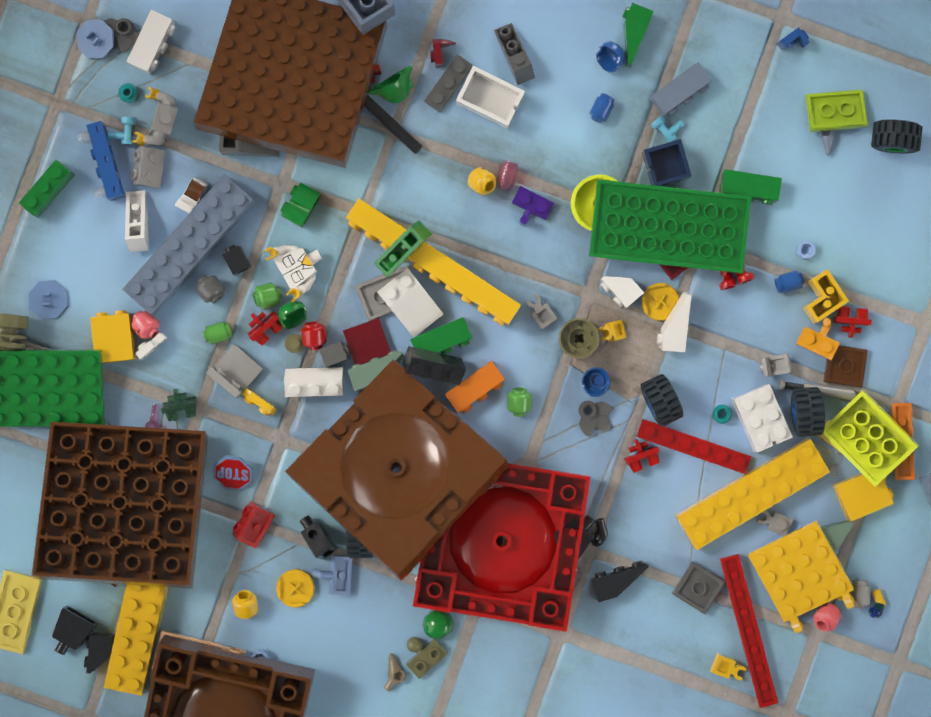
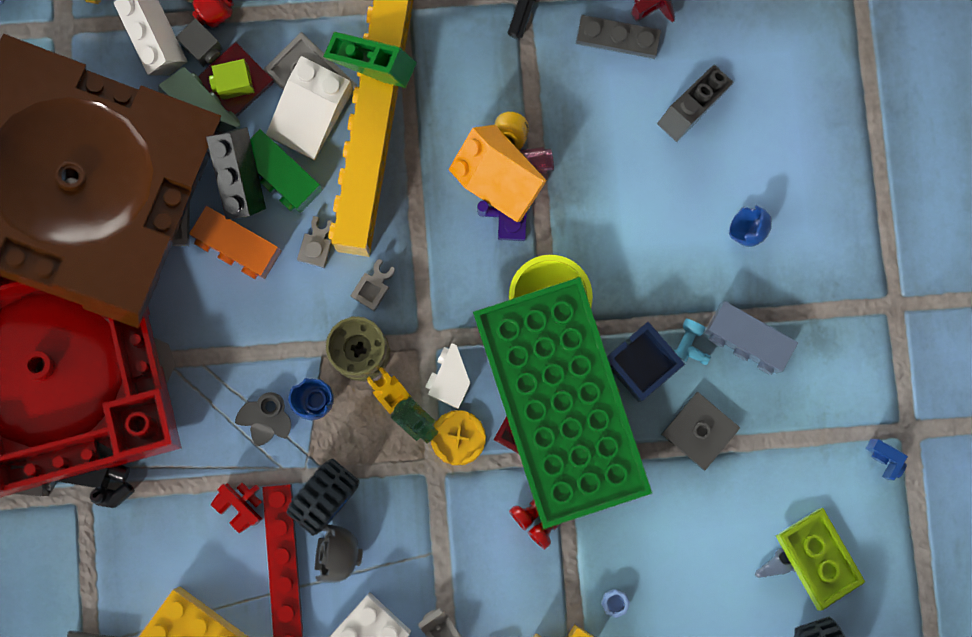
camera: 55 degrees right, 5 degrees down
(369, 343) = (231, 79): none -> lime brick
(490, 97) = (624, 93): white piece -> none
(499, 338) = (315, 247): none -> light grey plate
(507, 201) = (497, 172): none -> light orange slope
(519, 401) = (241, 309): bright green head -> none
(602, 108) = (678, 246): blue brick -> none
(614, 583) = (49, 544): black slope -> none
(635, 25) = (809, 241): green slope -> none
(638, 323) = (414, 420): none -> clear green hips
(675, 328) = (429, 472): white slope -> none
(700, 408) = (337, 554): none -> dark grey cylinder
(724, 148) = (700, 431): none -> dark grey plate
(728, 414) = (344, 598): teal plate -> none
(749, 184) = (669, 495): green brick -> none
(789, 282) = (562, 599): blue brick -> none

